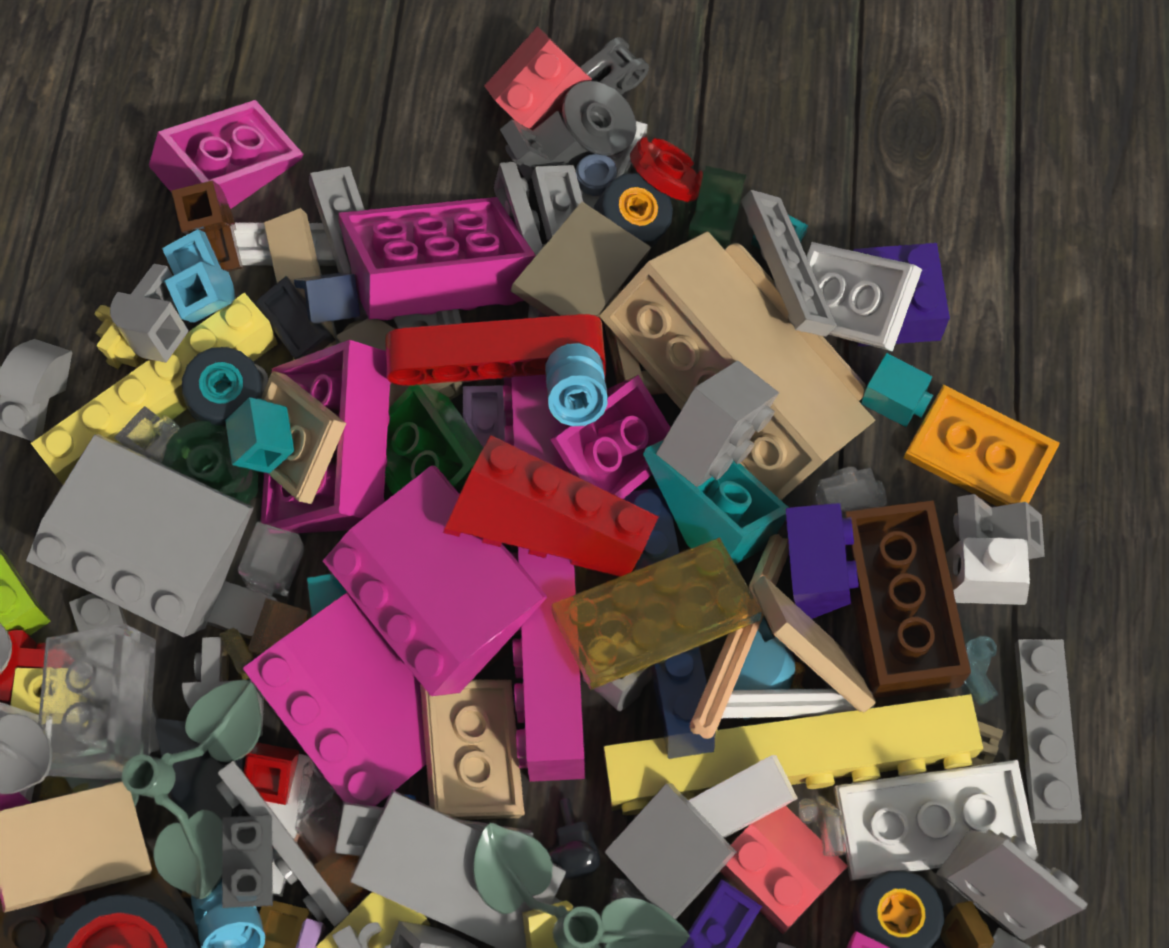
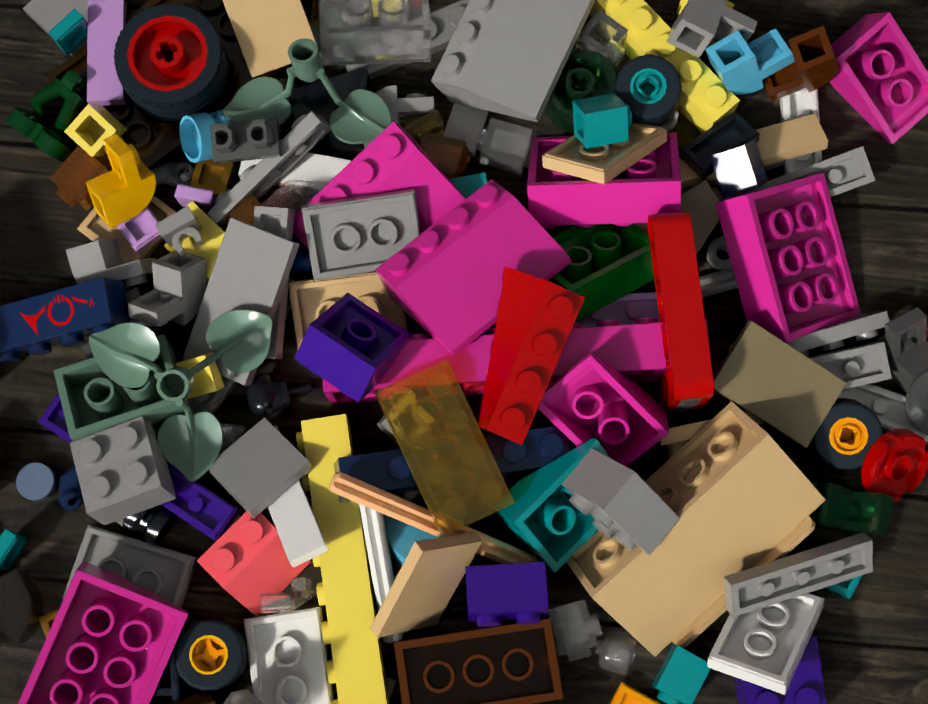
camera: 90 degrees right, 10 degrees up
(272, 771) = (329, 157): red slope -> none
(379, 720) = (359, 232): none -> light grey tile
(533, 715) = (351, 346): none -> dark purple slope
(576, 385) = (641, 371): medium azure wheel -> none
(595, 173) = (886, 400): sand blue tile -> none
(875, 453) = (617, 653): none -> clear piece

